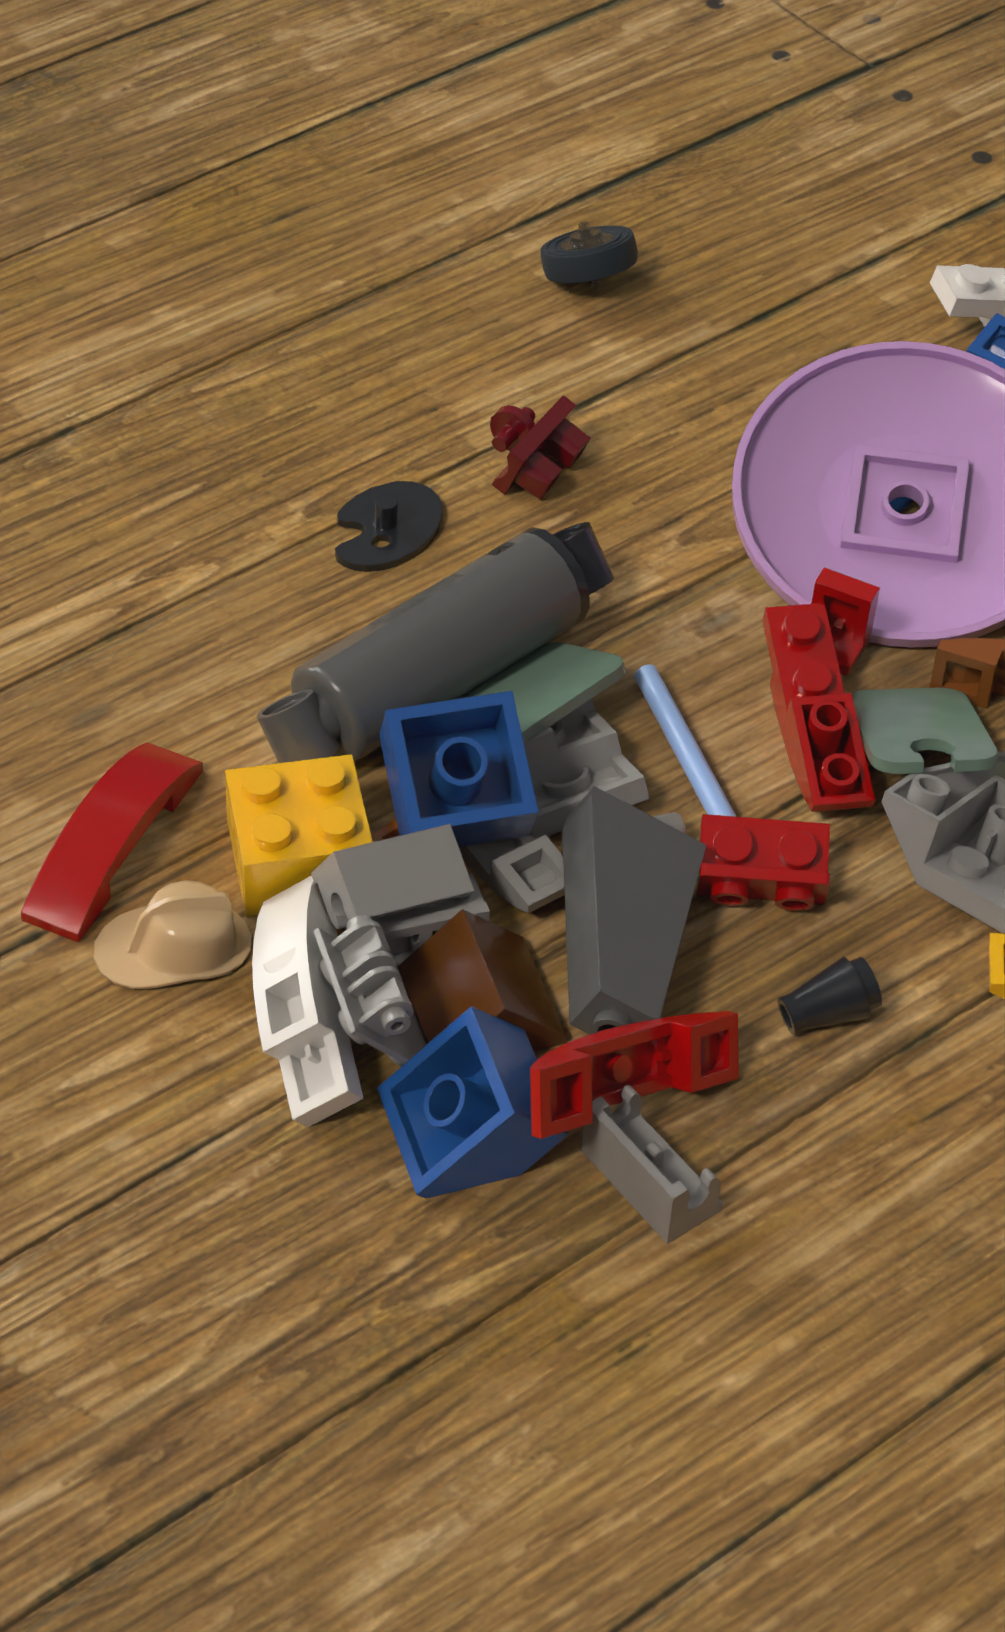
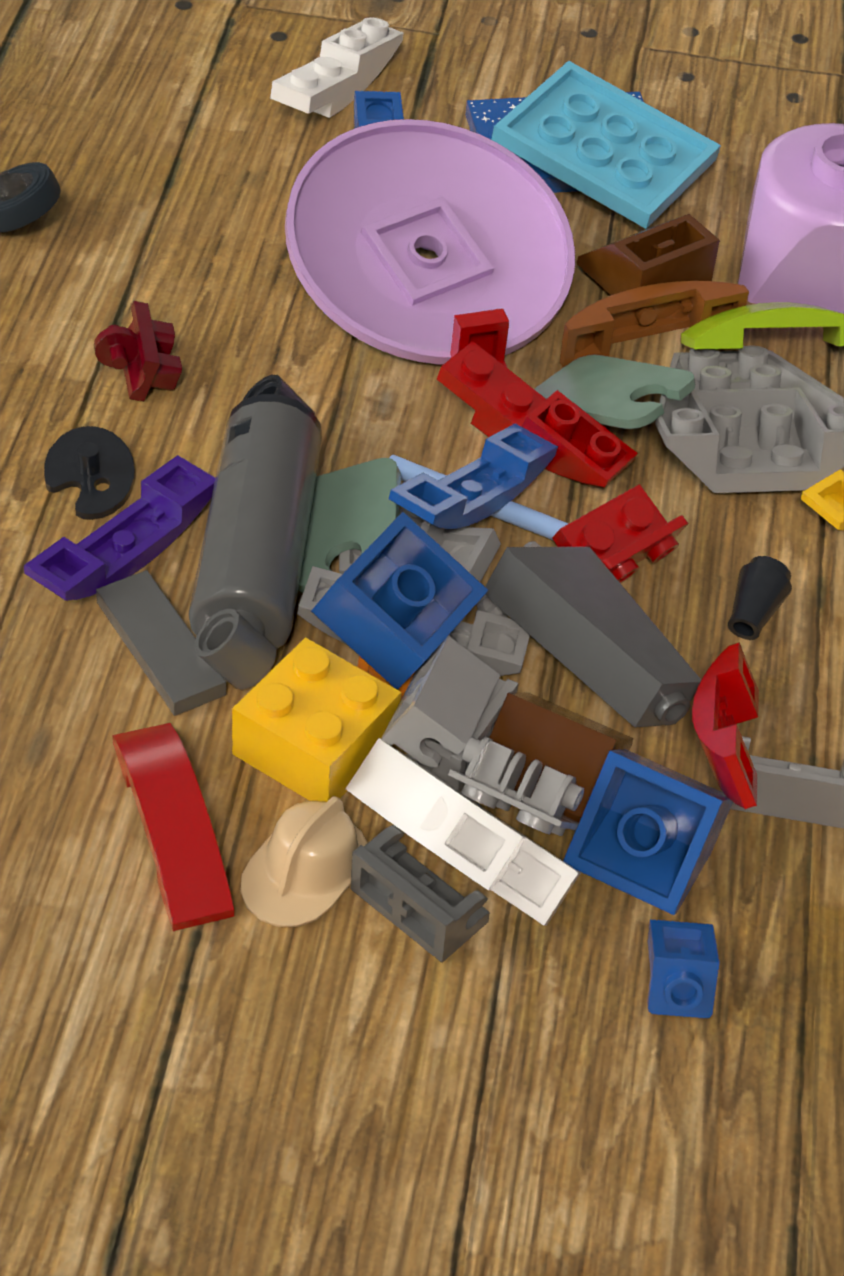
camera: 45 degrees left, 0 degrees up
(222, 1022) = (415, 896): none -> dark grey hinge
(266, 679) = (160, 642): none -> dark grey tile
(326, 599) = (130, 539): none -> dark purple slope
(357, 1226) = (682, 968): none -> blue bracket
(670, 737) = (482, 487): none -> blue slope

